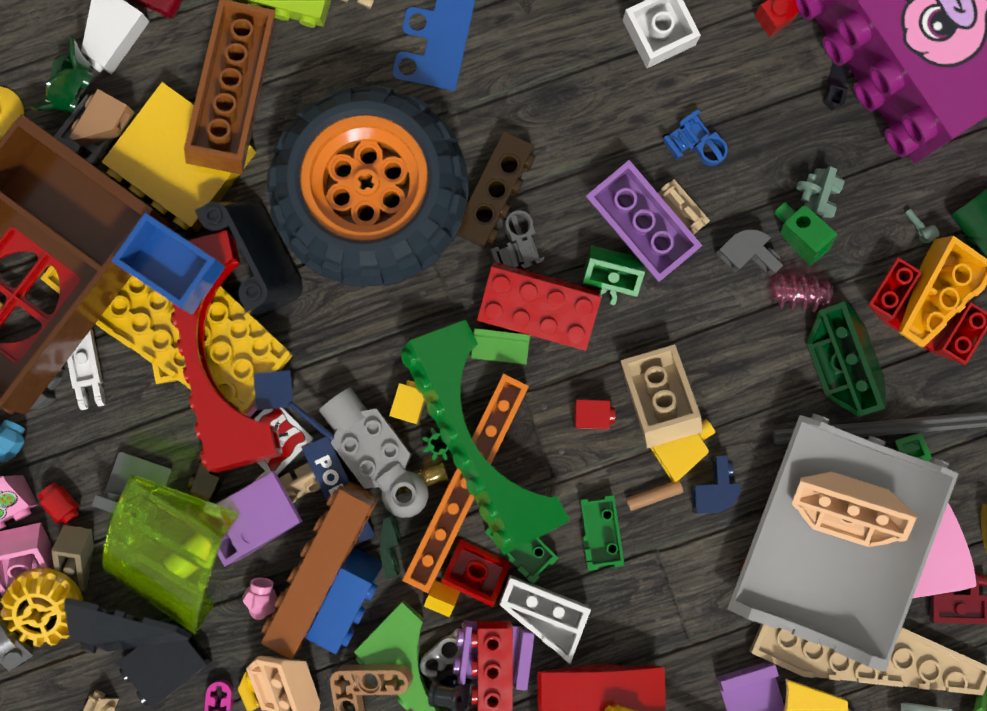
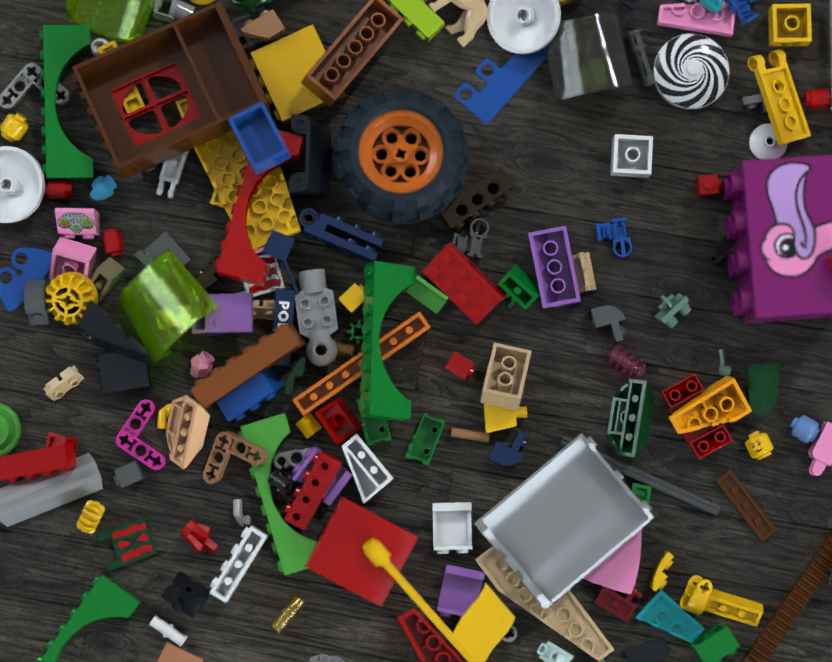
camera: 25 degrees right, 0 degrees up
(314, 330) = (319, 228): none -> dark blue hinge
(698, 627) = (452, 527): none -> white panel
(805, 232) = (649, 334): green torso -> none
(853, 509) = (580, 504): light nougat wedge -> none

